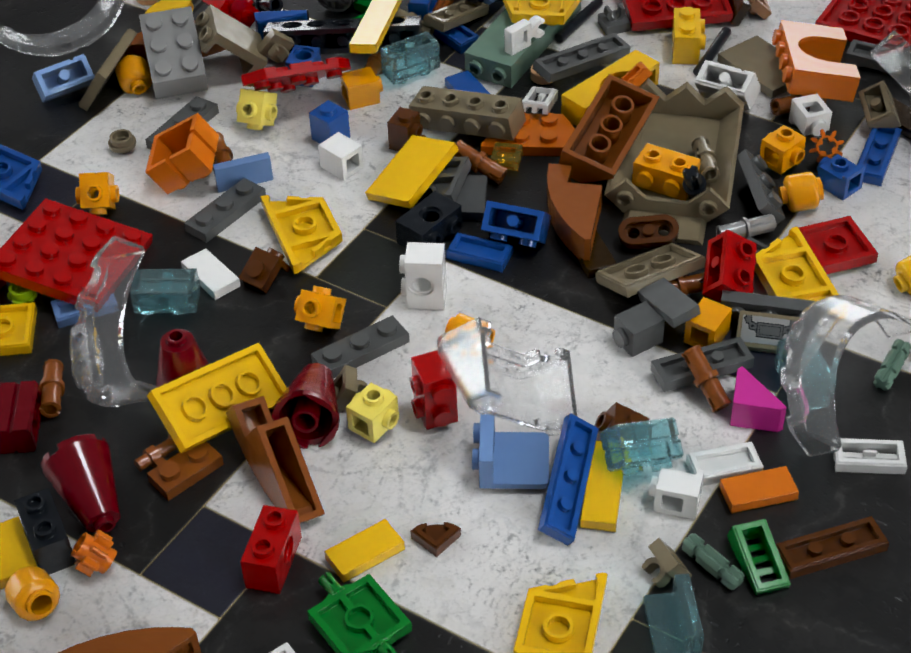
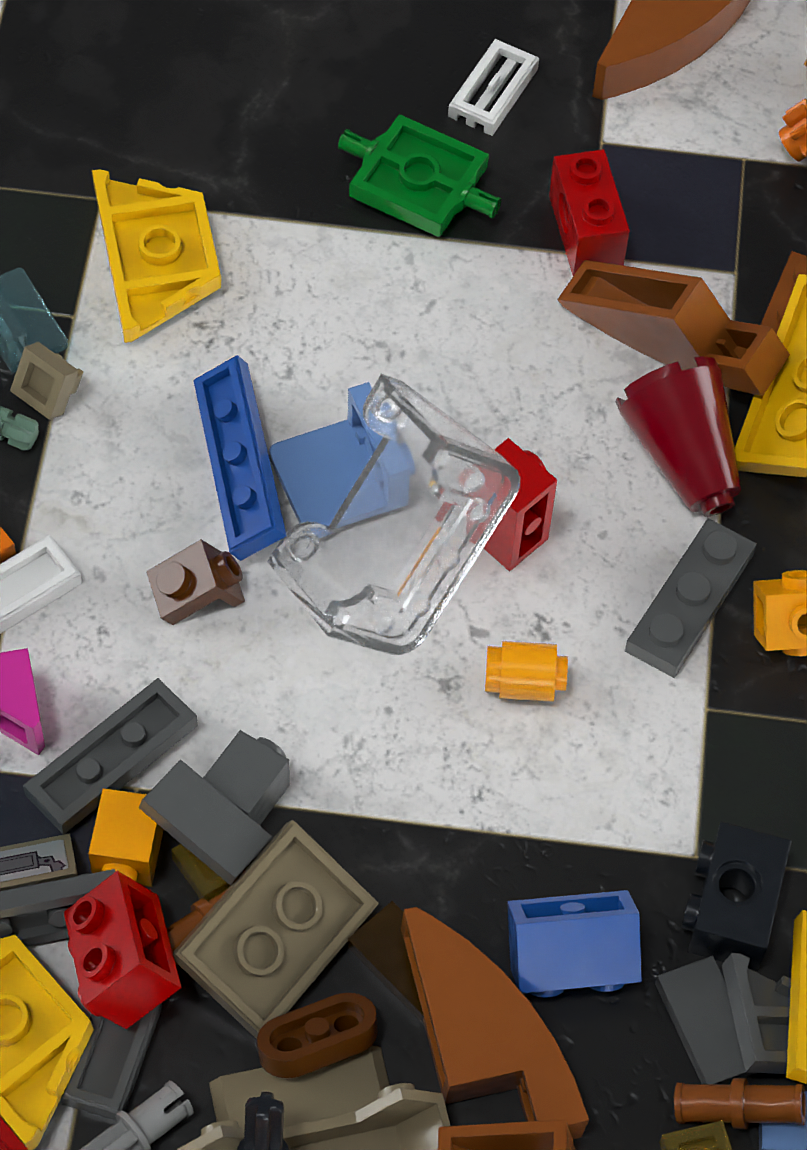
camera: 150 degrees right, 15 degrees up
(347, 386) = (656, 493): dark tan tile -> none
(364, 550) = (472, 274): yellow tile -> none
(372, 412) = (584, 453): light yellow brick -> none
(424, 275) = (658, 725): white brick -> none
(435, 537) = (390, 328): reddish brown tile -> none
(479, 252) = (646, 876): blue tile -> none
(601, 494) = (185, 479): yellow tile -> none
(641, 445) = (147, 522): clear light blue brick -> none
(677, 492) = (70, 491): white brick -> none
(706, 378) = (90, 702): dark orange pin -> none

